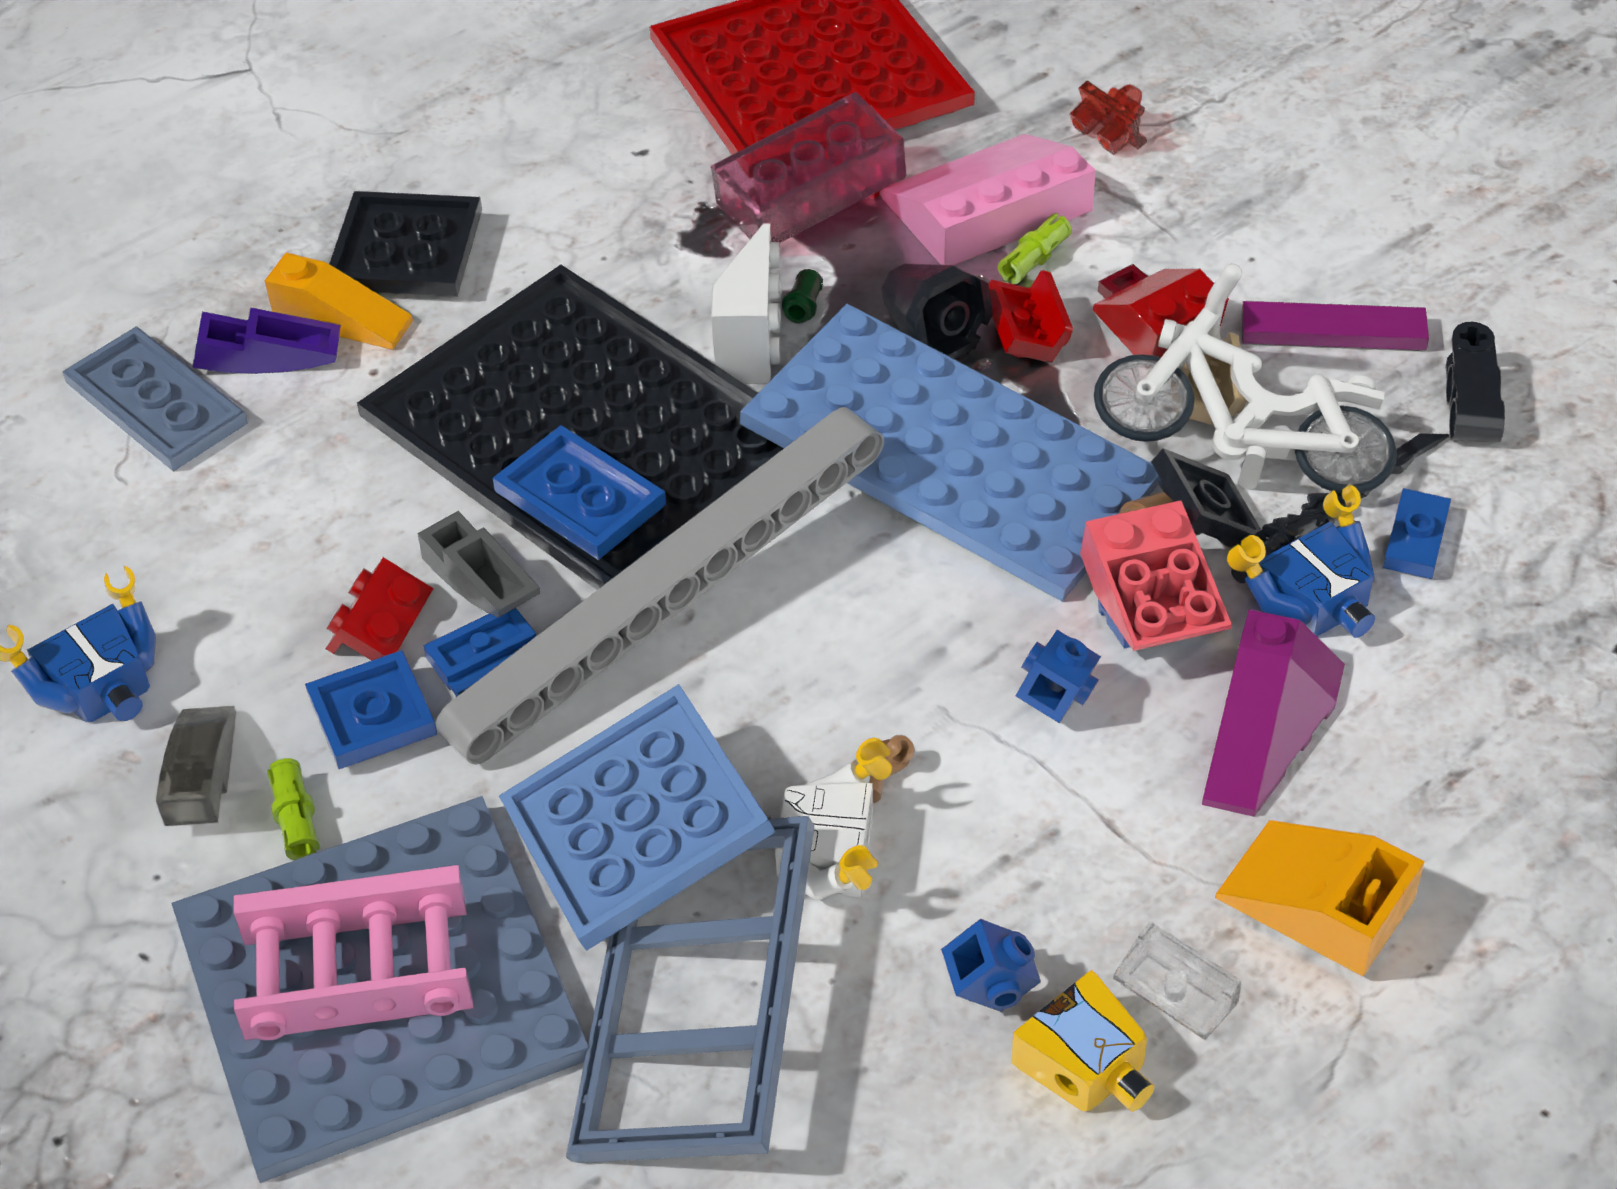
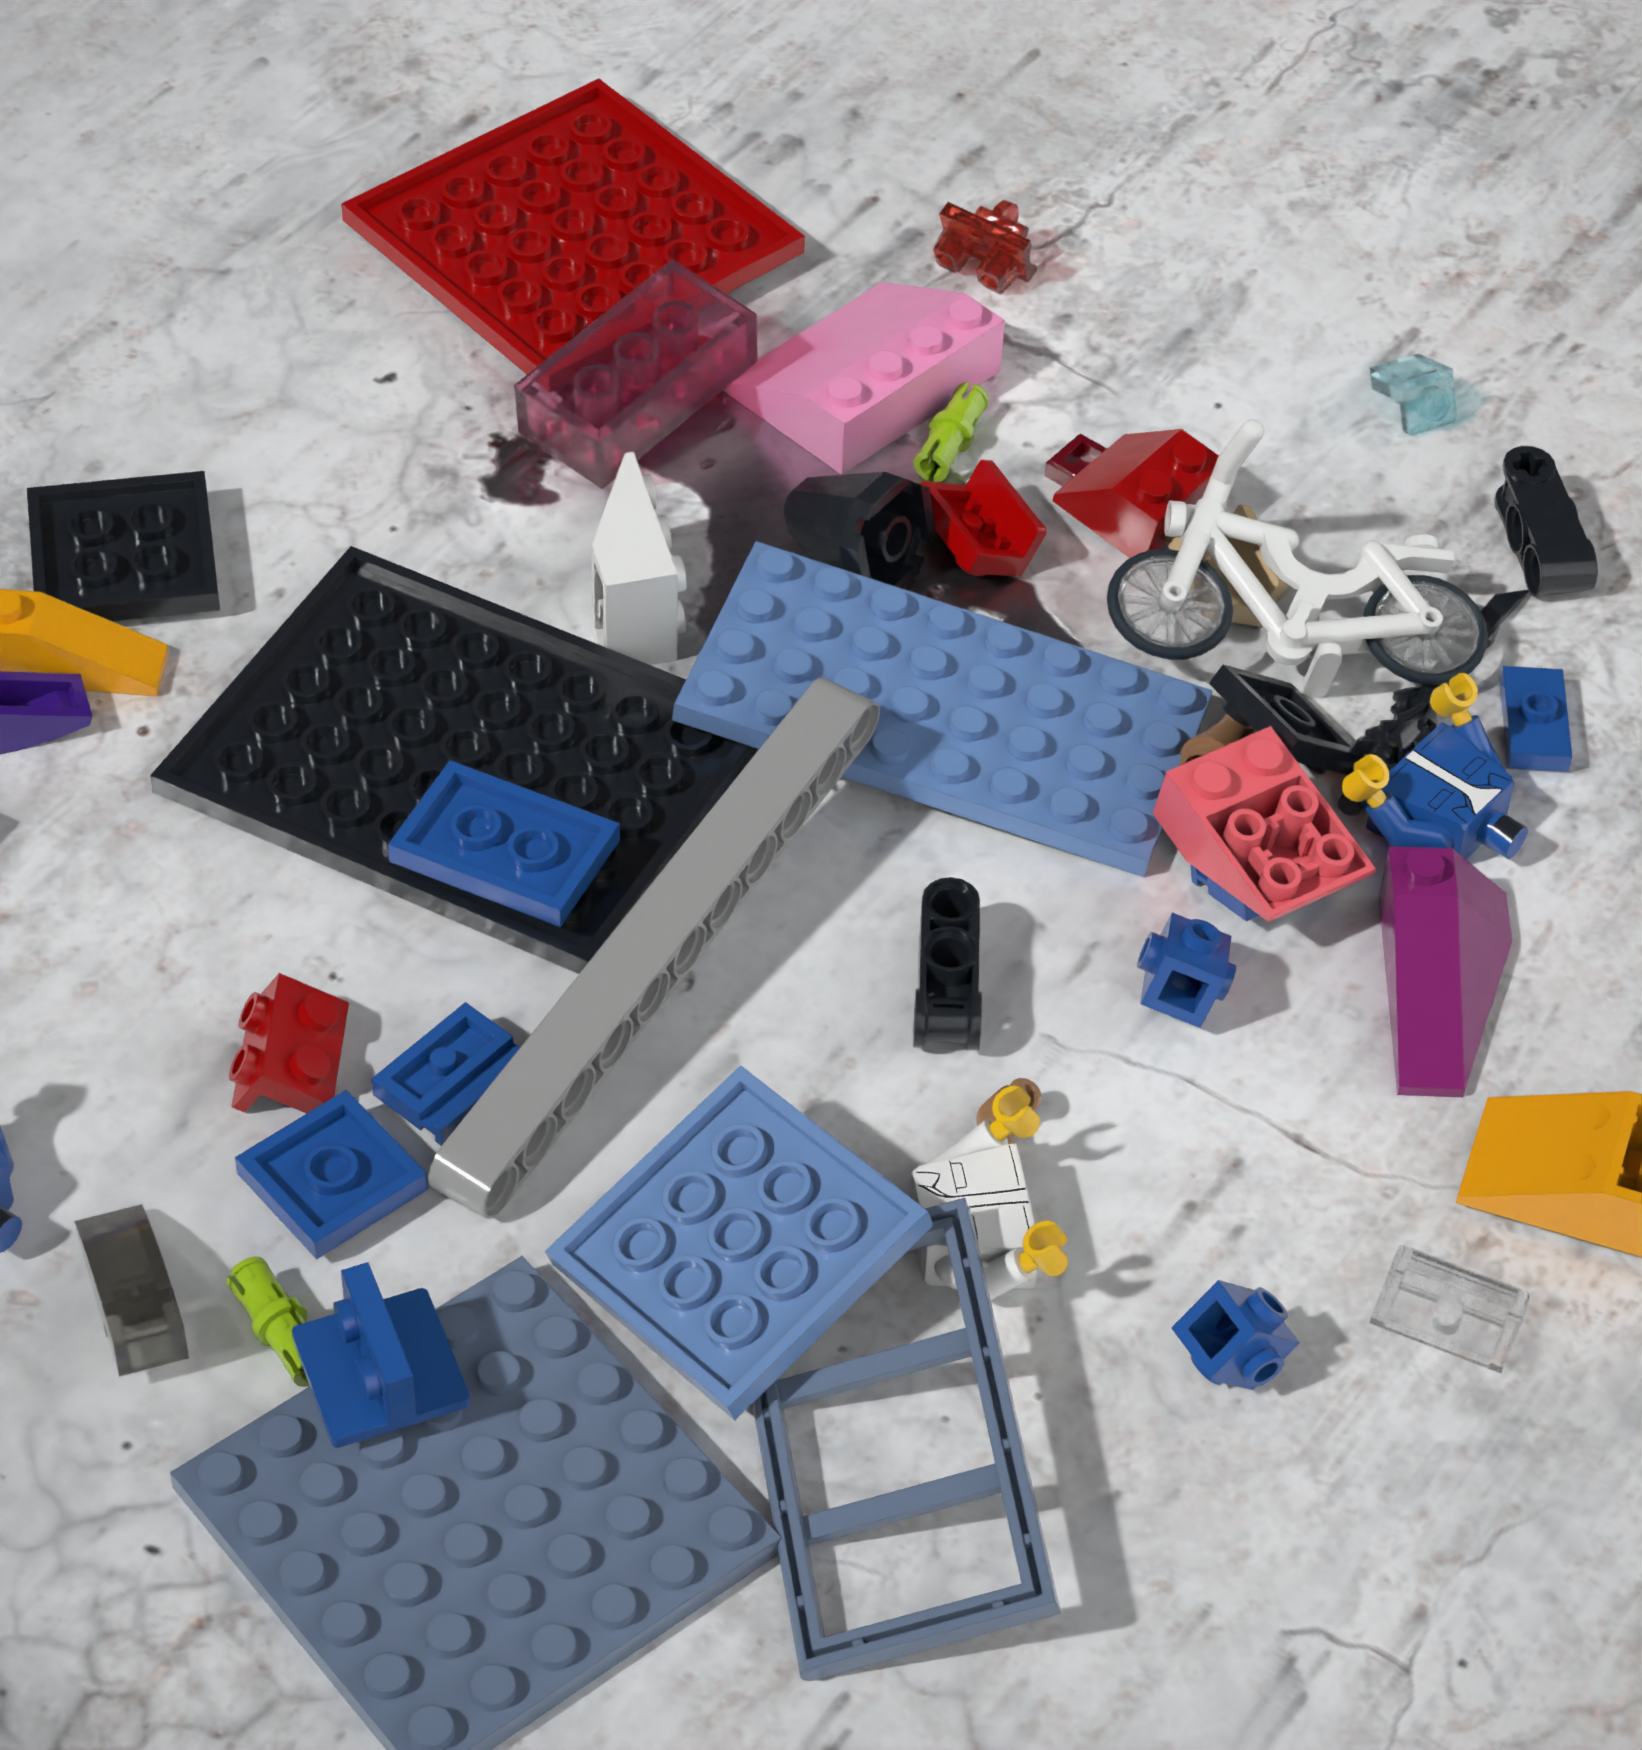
camera: 20 degrees left, 0 degrees up
(337, 840) = (378, 1361): none -> blue bracket
(342, 907) = (430, 1423): bright pink fence -> none
(475, 565) = (400, 963): dark grey slope -> none
(800, 303) = (685, 535): dark green pin -> none
(877, 641) = (948, 966): none -> black piece
(1085, 1048) = (1376, 1410): yellow torso -> none
(1334, 325) = (1351, 474): magenta tile -> none
(1411, 270) = (1422, 390): none -> clear light blue bracket

